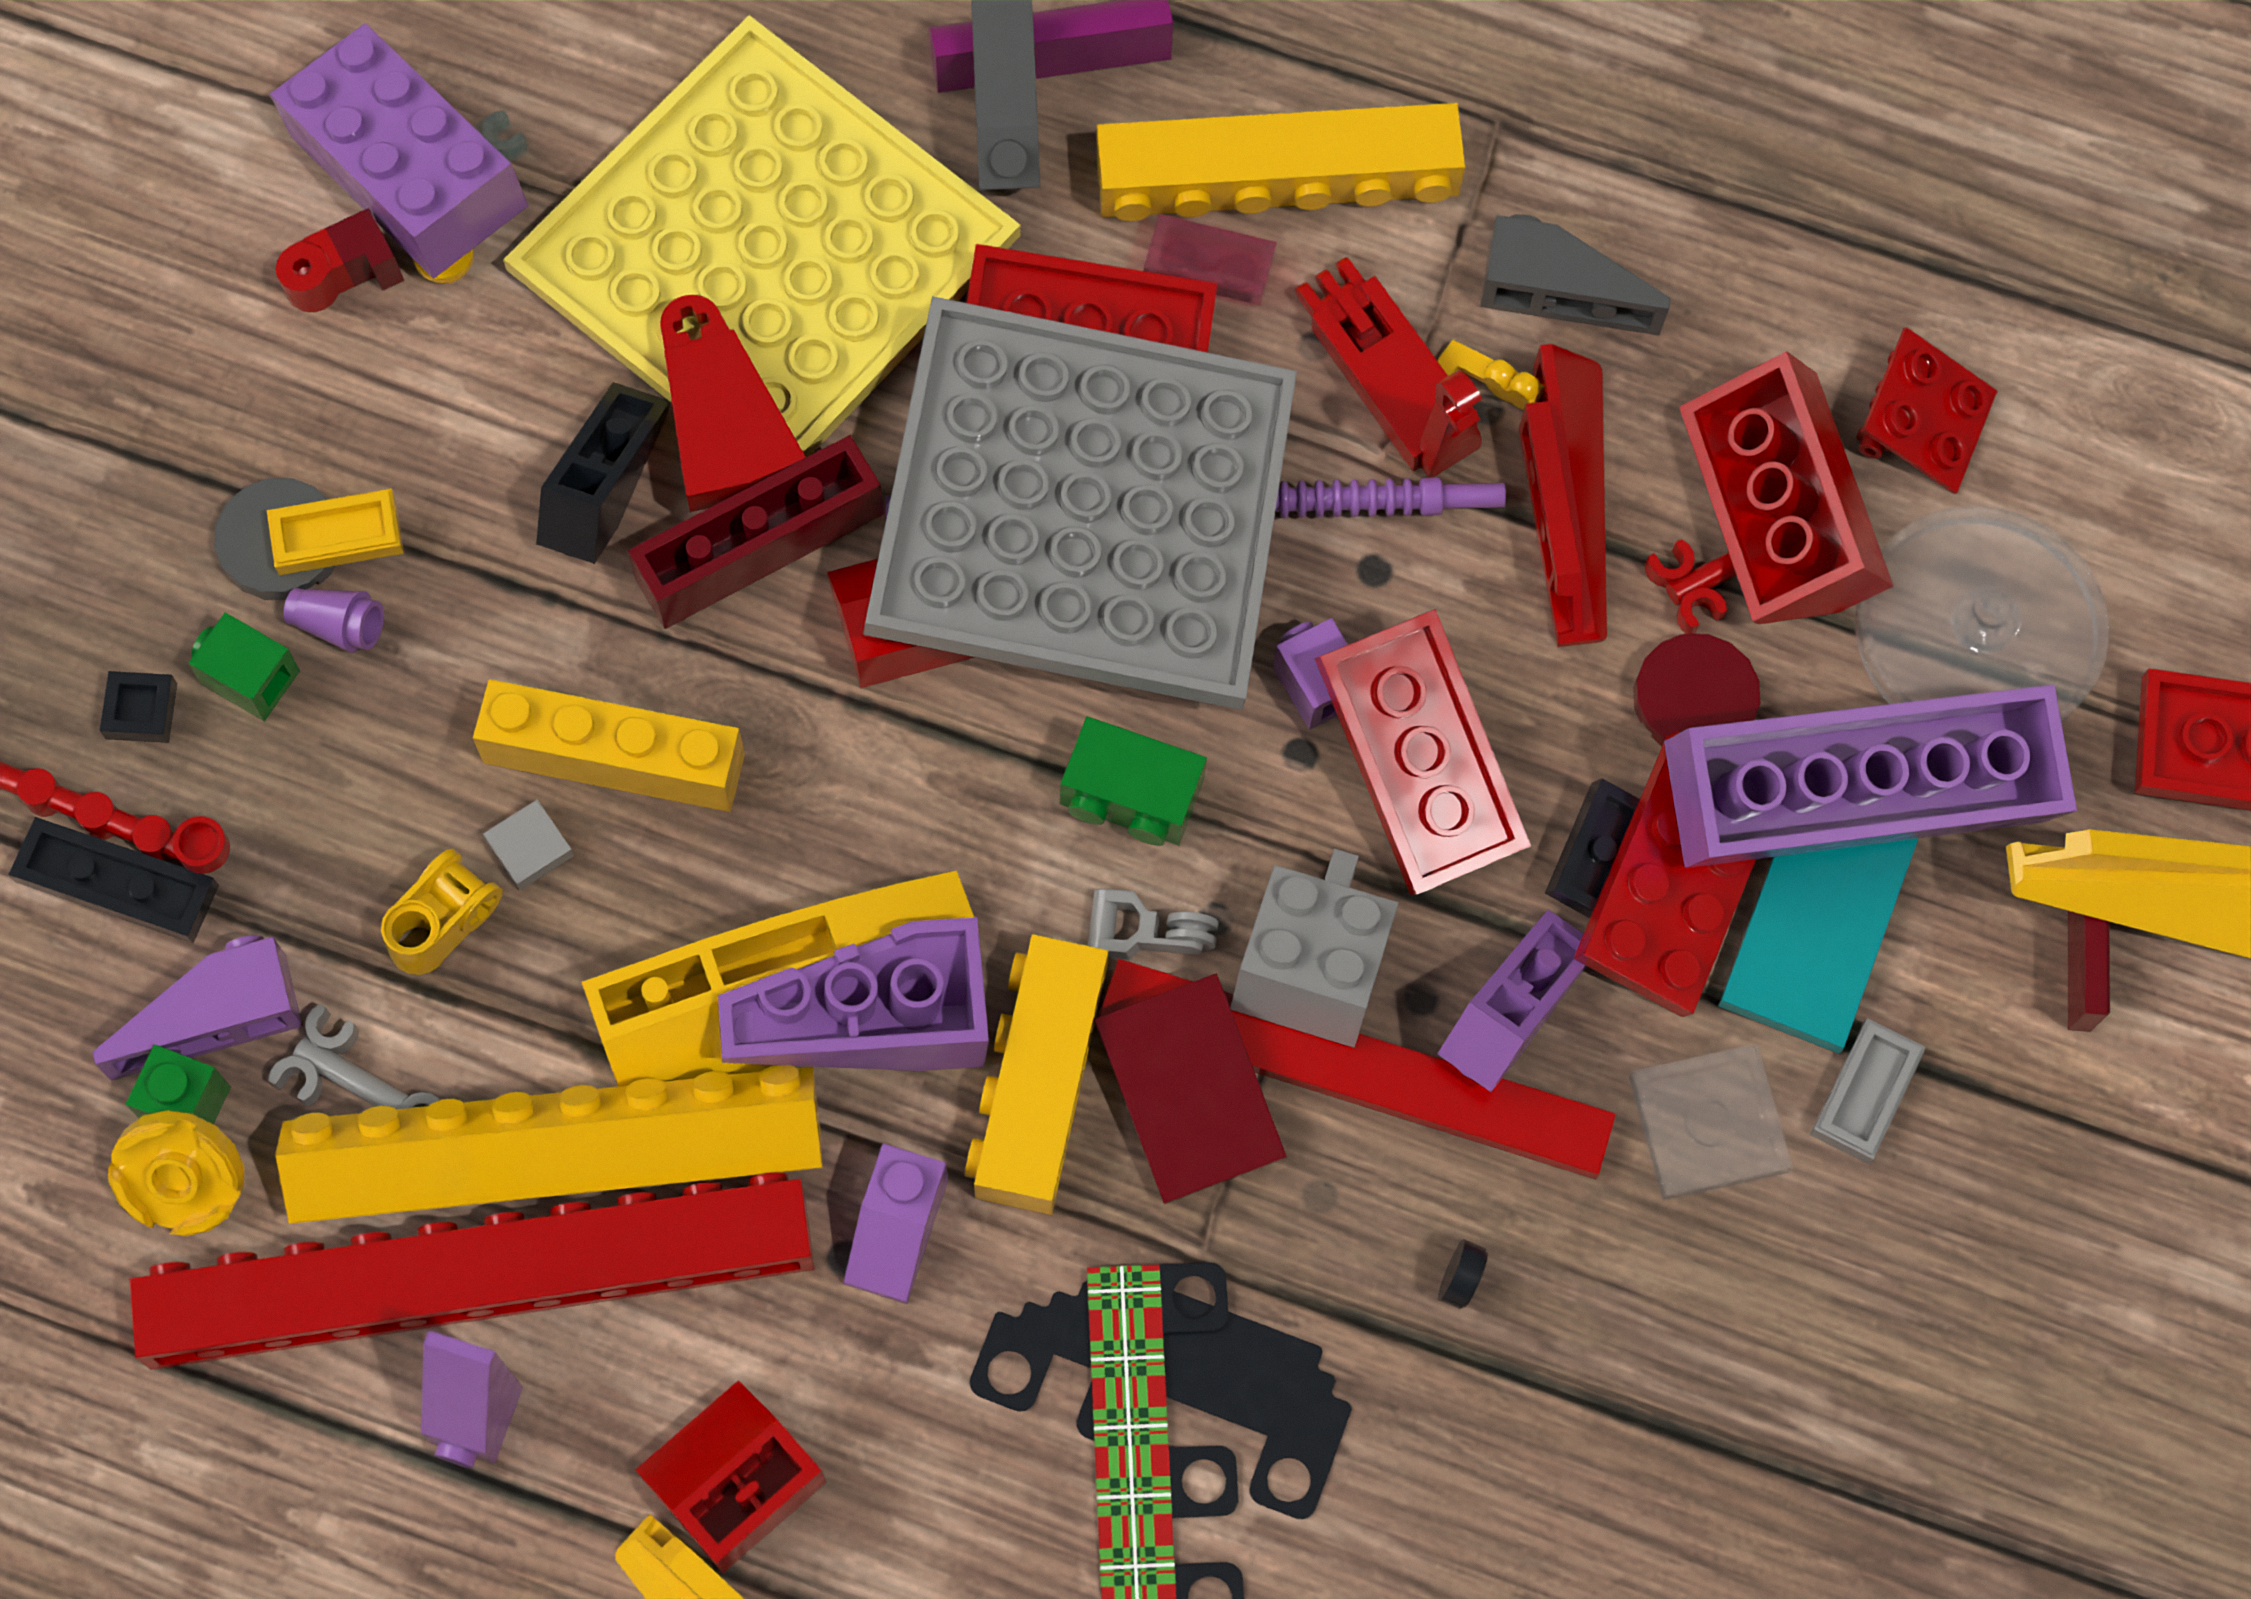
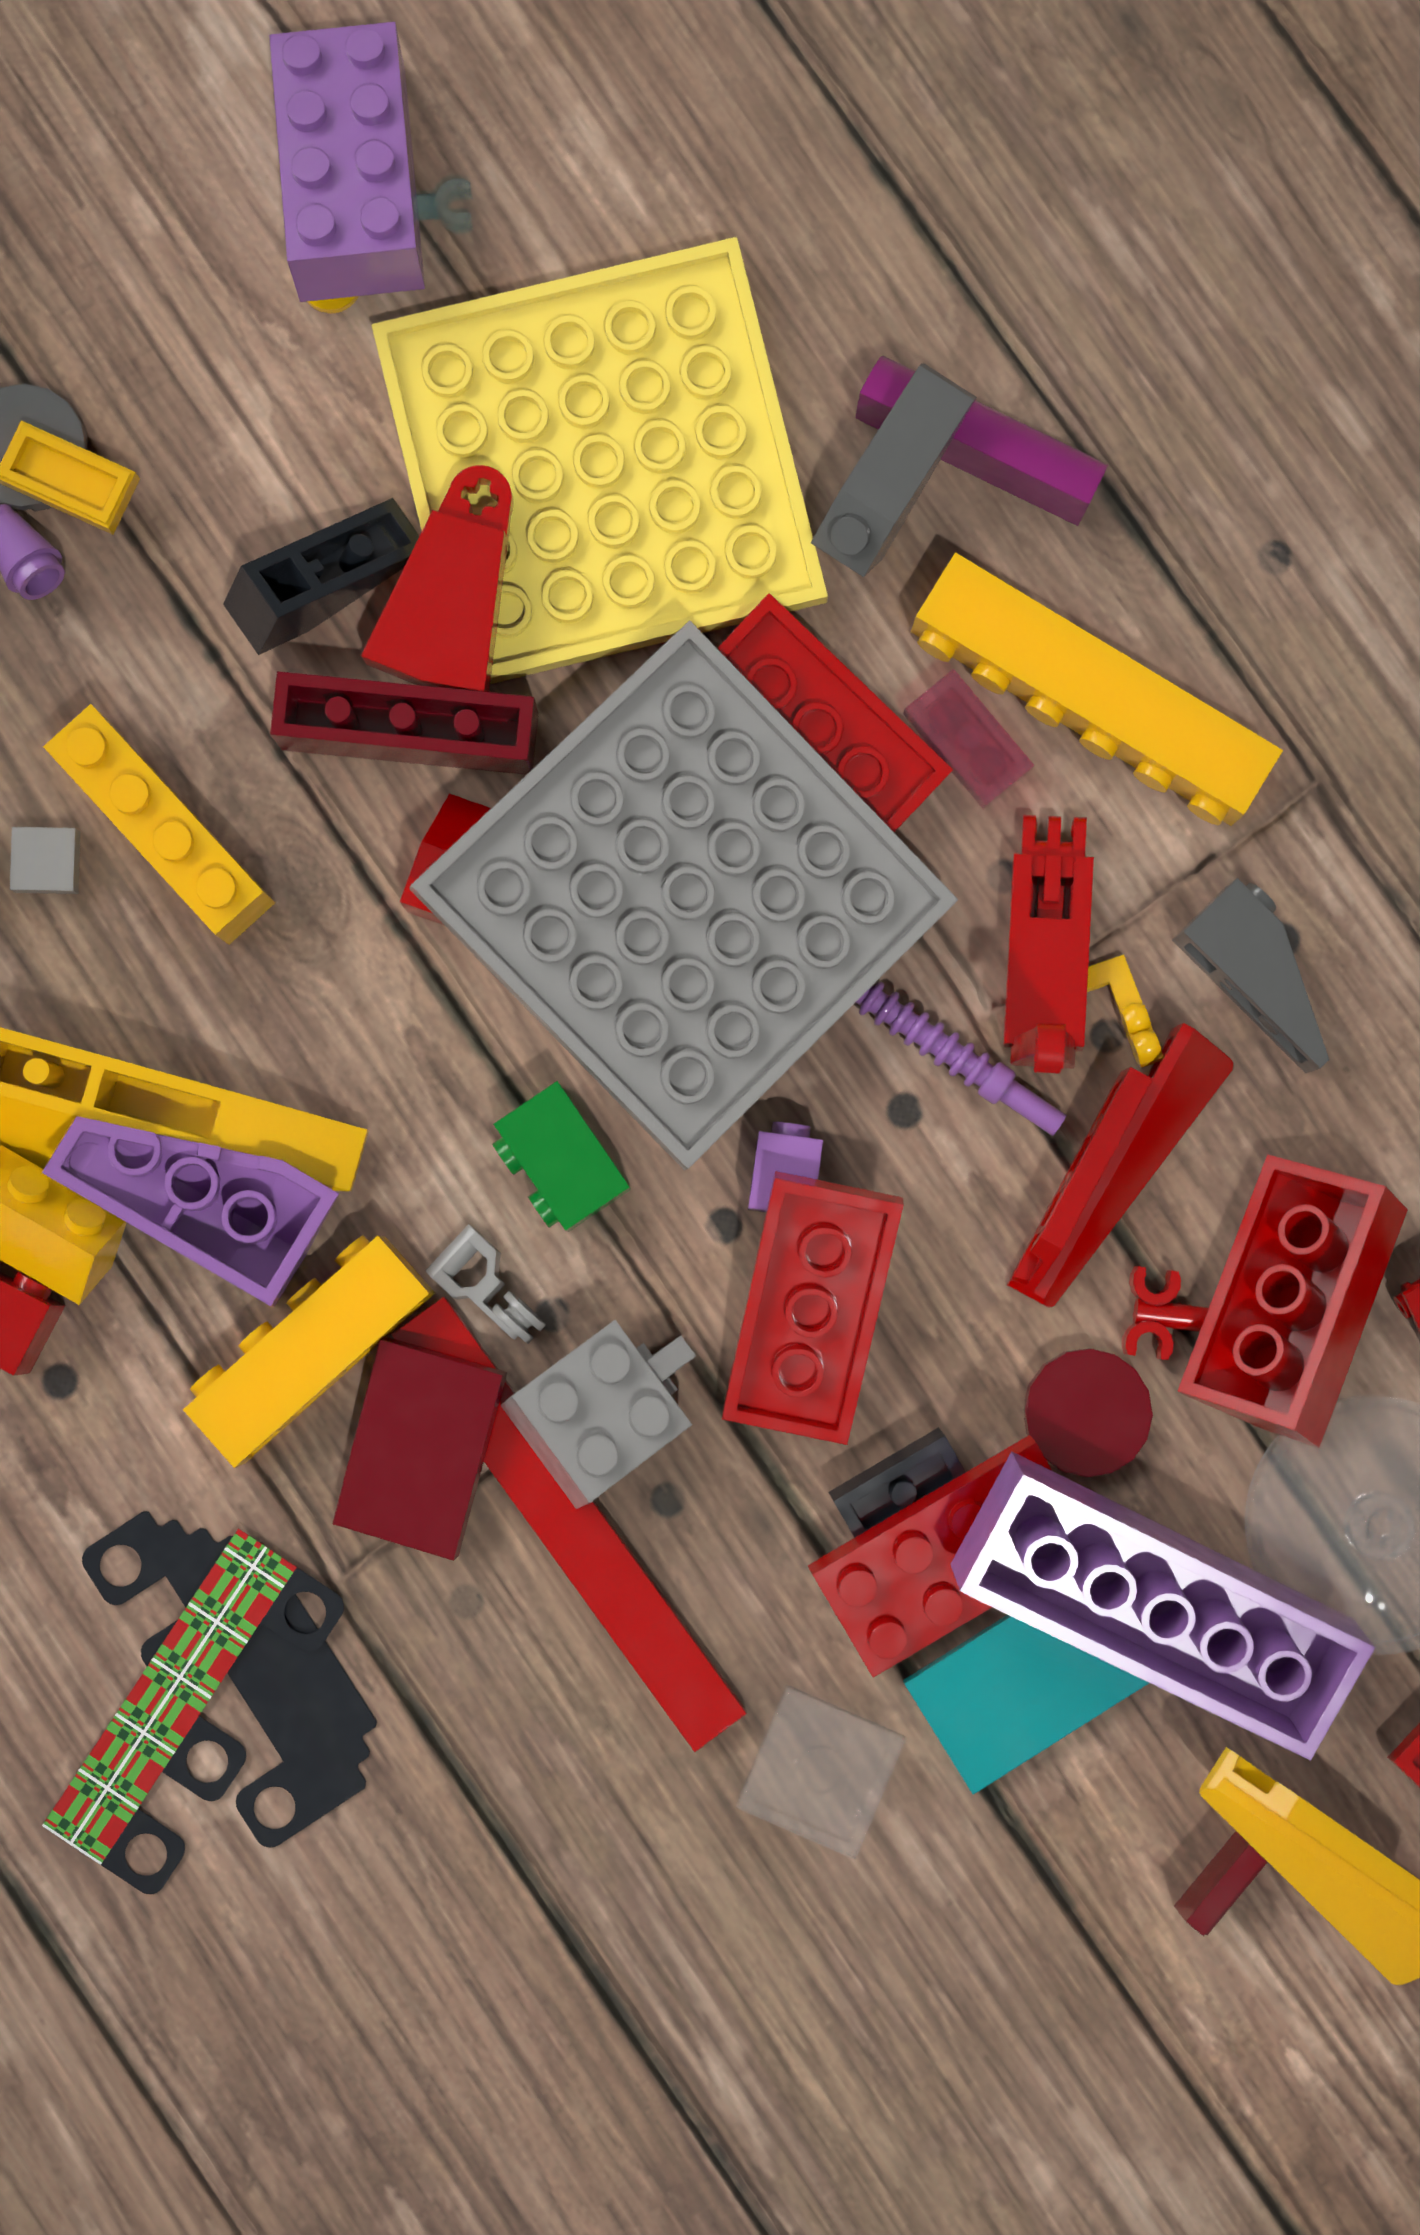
camera: 35 degrees right, 15 degrees up
(336, 261) = (232, 226): leg -> none
(895, 1223) = (111, 1386): medium lavender slope -> none
(1463, 1274) = (524, 1754): black tile -> none
(1515, 1002) = (733, 1569): medium lavender slope -> none
(1867, 1091) = (968, 1839): light grey tile -> none

